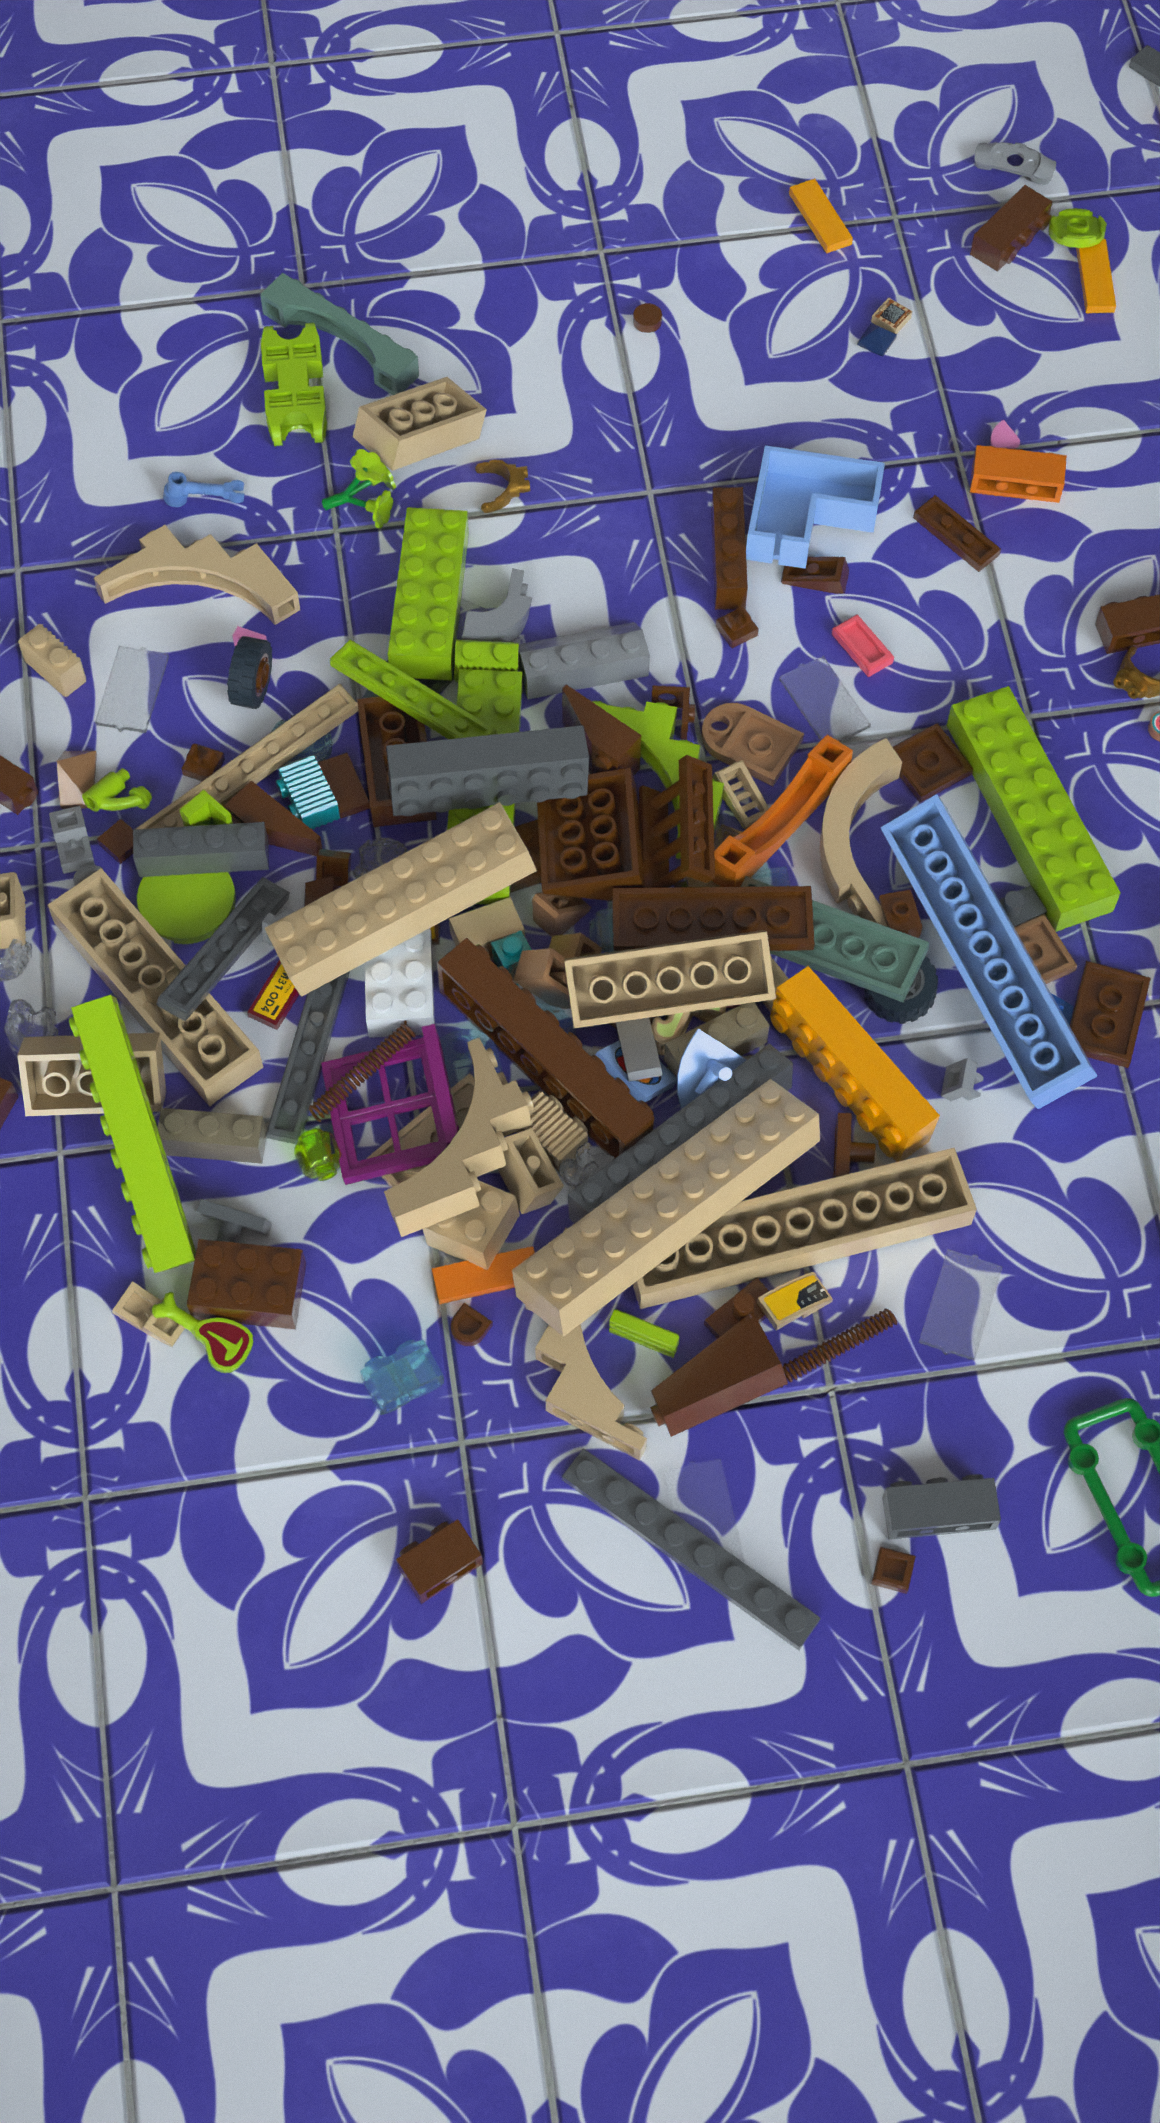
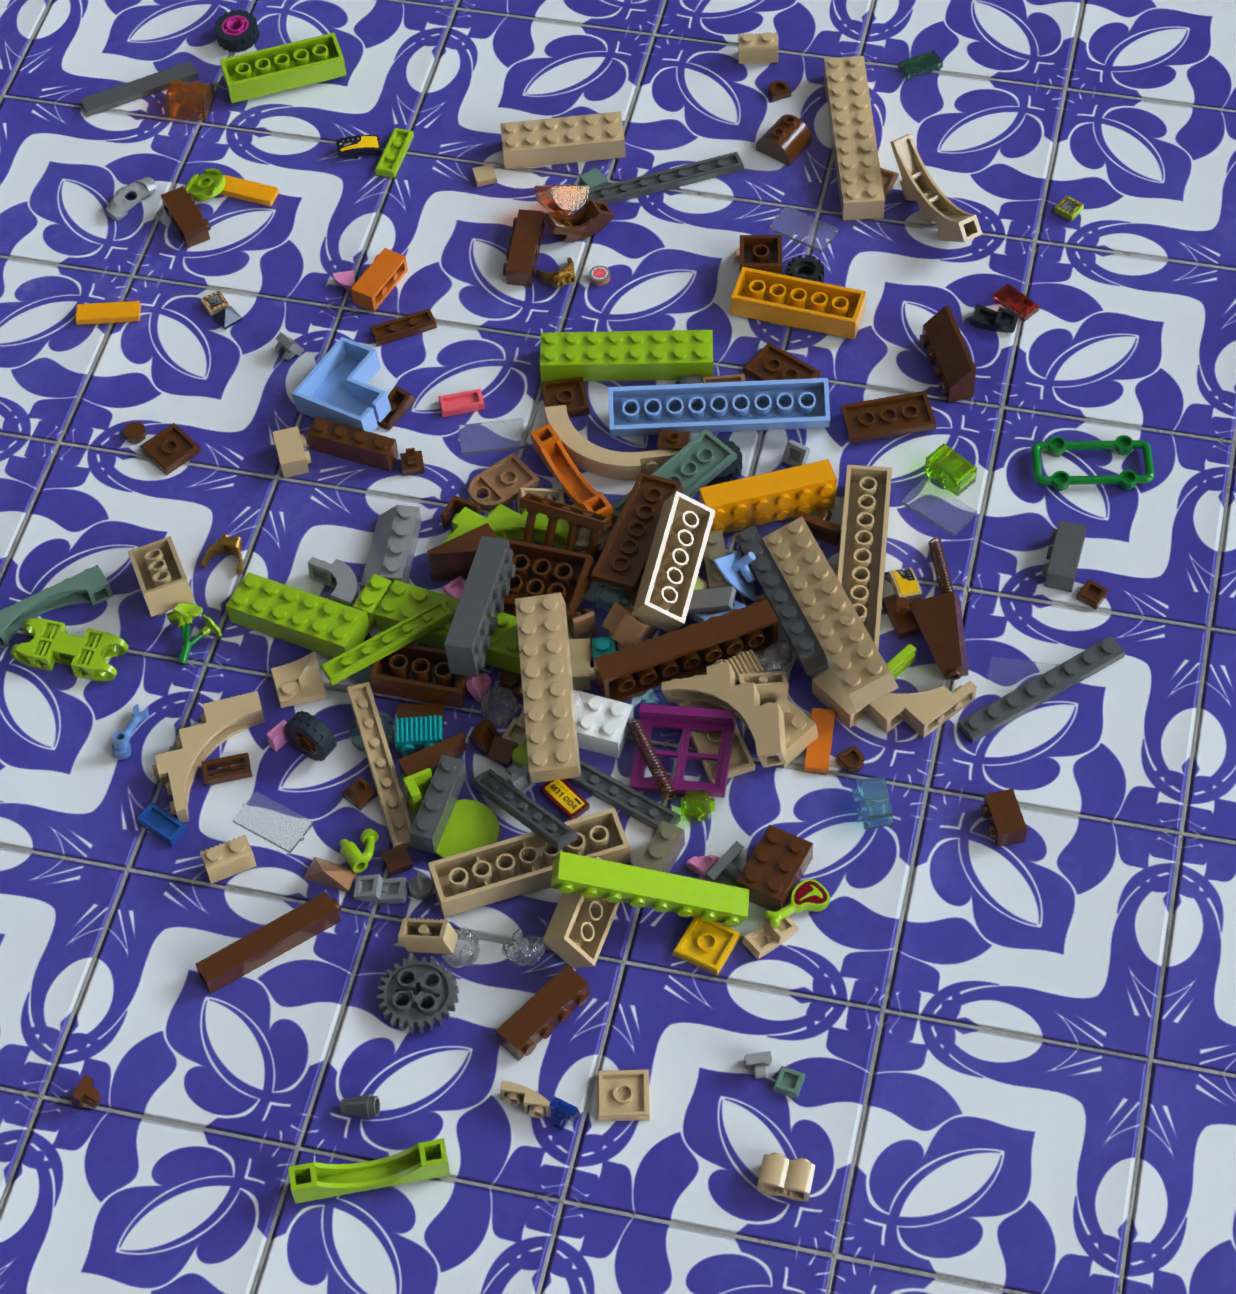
camera: 65 degrees left, 10 degrees down
(81, 584) = (161, 824): none -> blue tile
(109, 1244) = (707, 944): none -> yellow tile
(200, 629) = (227, 772): none -> reddish brown tile
(234, 1194) = (702, 864): none -> bright pink tile
(338, 625) = (299, 681): none -> tan plate
(410, 830) = (478, 685): none -> bright pink tile
(640, 364) = (170, 449): none -> reddish brown tile
(686, 487) = (291, 451): none -> tan brick
(858, 419) = (289, 345): none -> light grey tile
(1028, 1296) = (950, 469): none -> clear neon green brick
(1089, 1180) = (888, 417): none -> reddish brown plate

